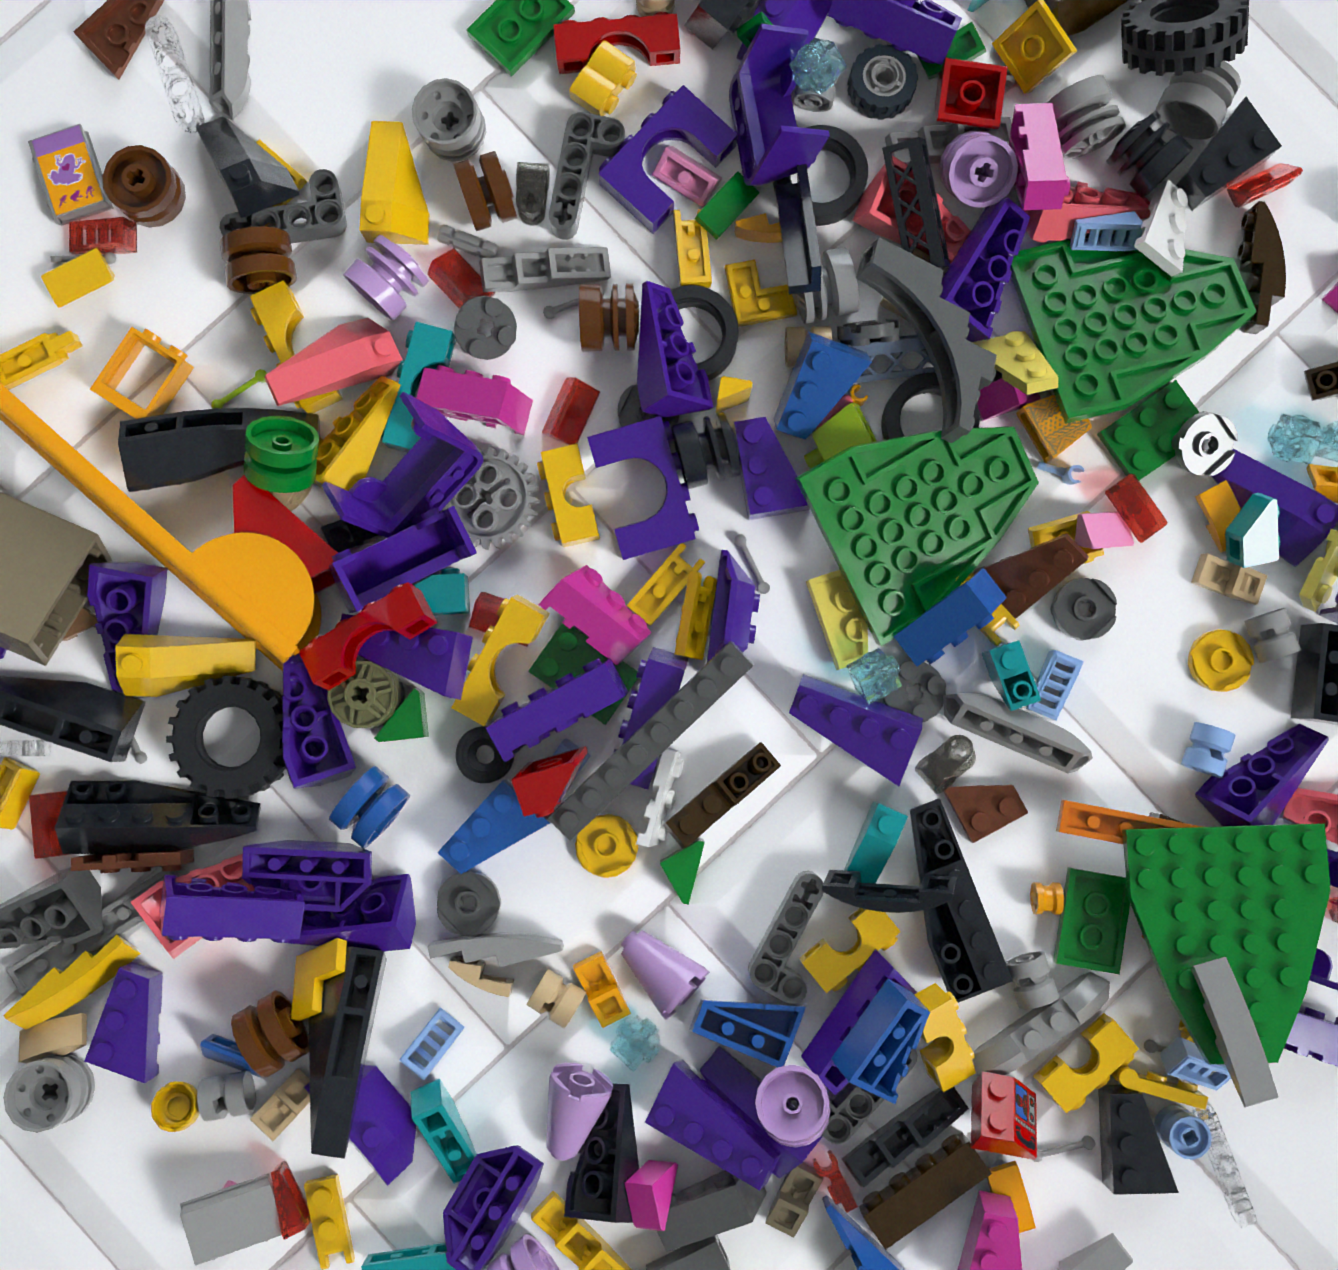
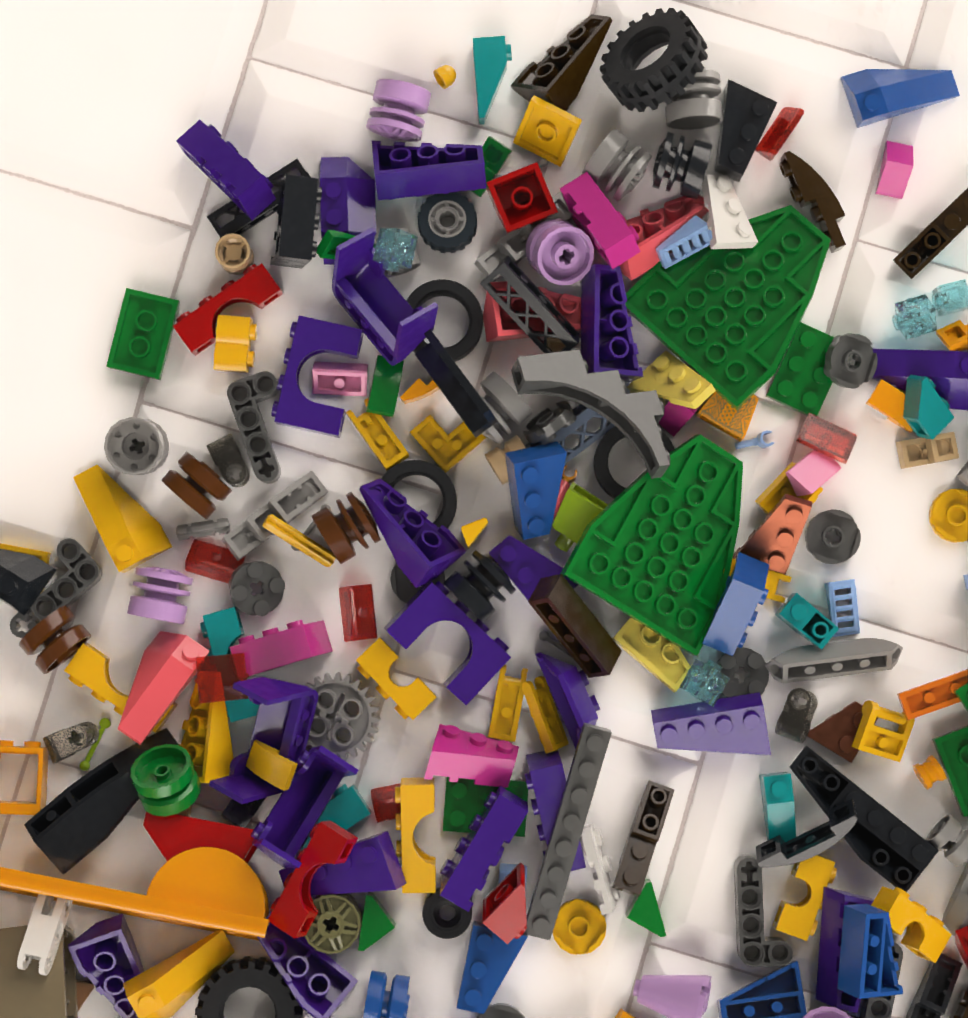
camera: 30 degrees left, 0 degrees up
(70, 532) = (44, 933): none -> white piece
(216, 371) = (69, 741): none -> clear smoke piece
(389, 382) = (217, 677): none -> clear red piece
(394, 504) = (270, 765): none -> yellow slope
(554, 305) = (299, 540): none -> yellow axle
(777, 541) = (575, 626): none -> dark brown brick
(1016, 836) = (880, 740): none -> yellow plate

